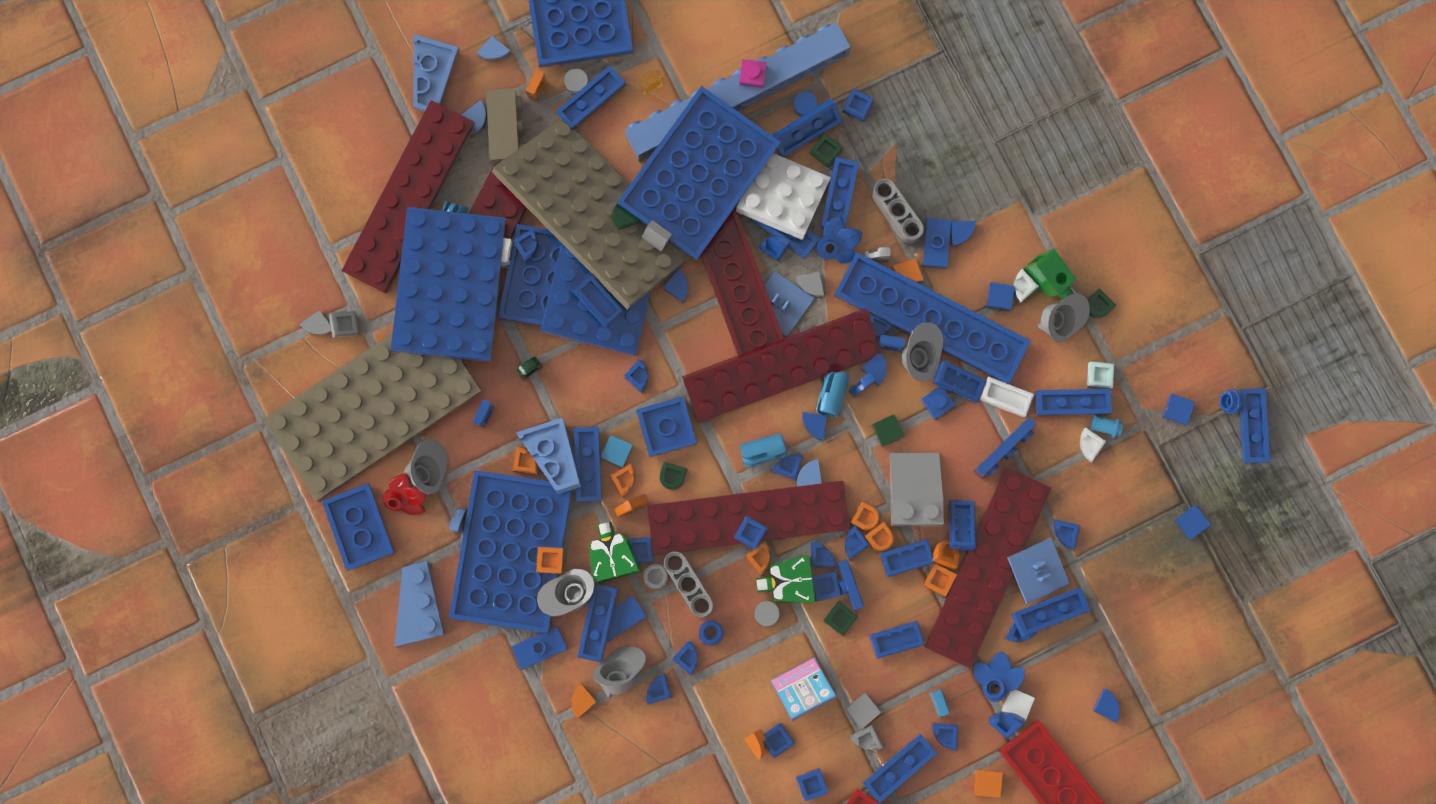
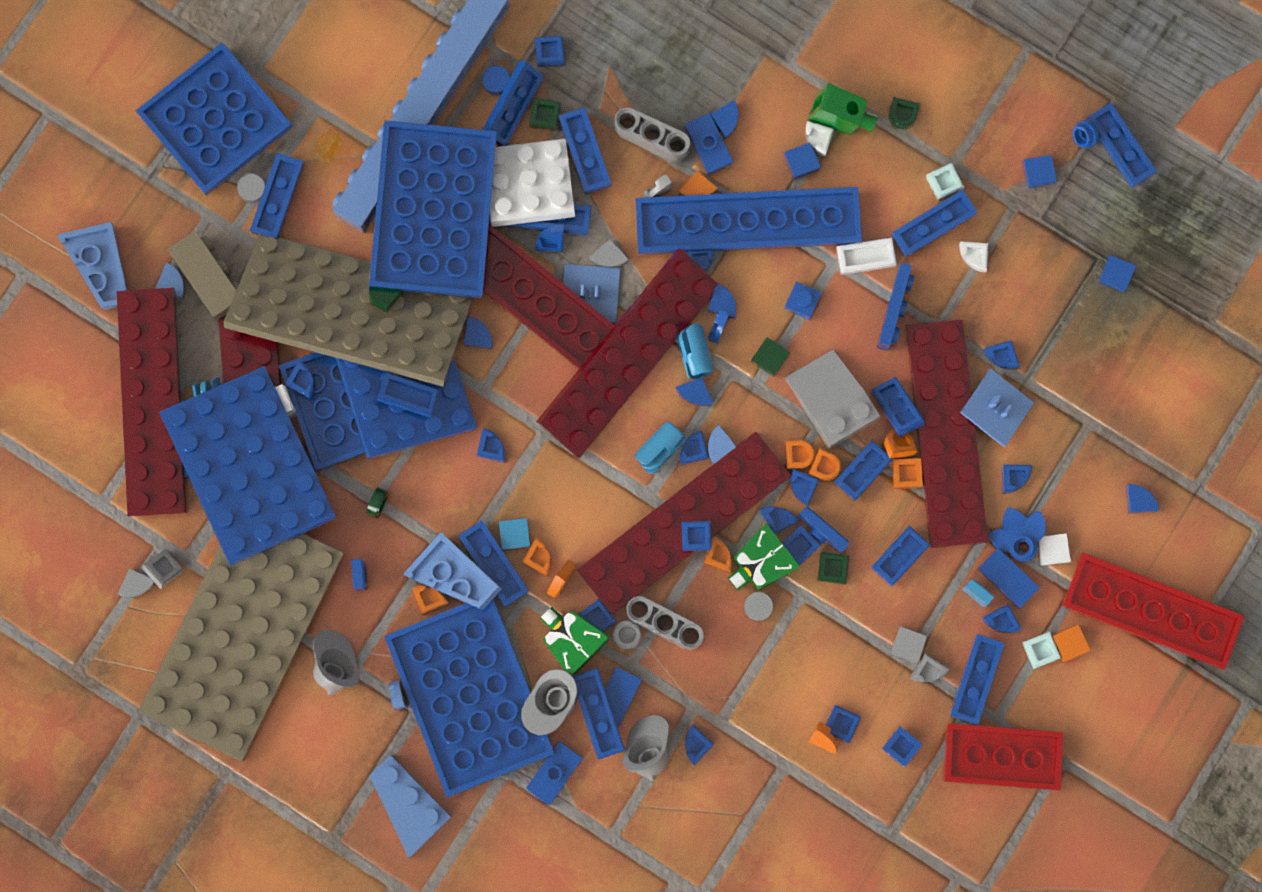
camera: 30 degrees left, 0 degrees up
(358, 527) = (300, 761): blue plate -> none
(407, 498) = (334, 703): red plate -> none
(493, 50) = (148, 205): medium blue tile -> none
(536, 85) = (214, 215): orange tile -> none
(550, 560) = (514, 680): orange tile -> none
(581, 700) = (627, 800): orange tile -> none
(656, 235) = (428, 296): light grey tile -> none
(666, 427) = (550, 480): blue plate -> none
(672, 476) = (584, 526): dark green tile -> none
(687, 658) = (706, 696): blue tile -> none
(719, 632) = (715, 648): blue plate -> none
(752, 73) = (427, 79): dark pink plate -> none
(803, 689) = (838, 658): piece -> none
(841, 238) = (614, 194): blue plate -> none
(891, 343) = (723, 268): blue tile -> none
(923, 351) = (760, 258): light grey piece -> none
(959, 381) = (812, 267): blue plate -> none
(962, 775) = (1041, 650): none -> light aqua tile
(970, 705) = (1008, 578): none -> blue tile
(1006, 723) = (1053, 574): blue tile -> none
(1051, 612) = (1033, 441): blue plate -> none
(1065, 318) = (877, 145): light grey piece -> none
(1107, 426) = (979, 228): dark azure pin -> none

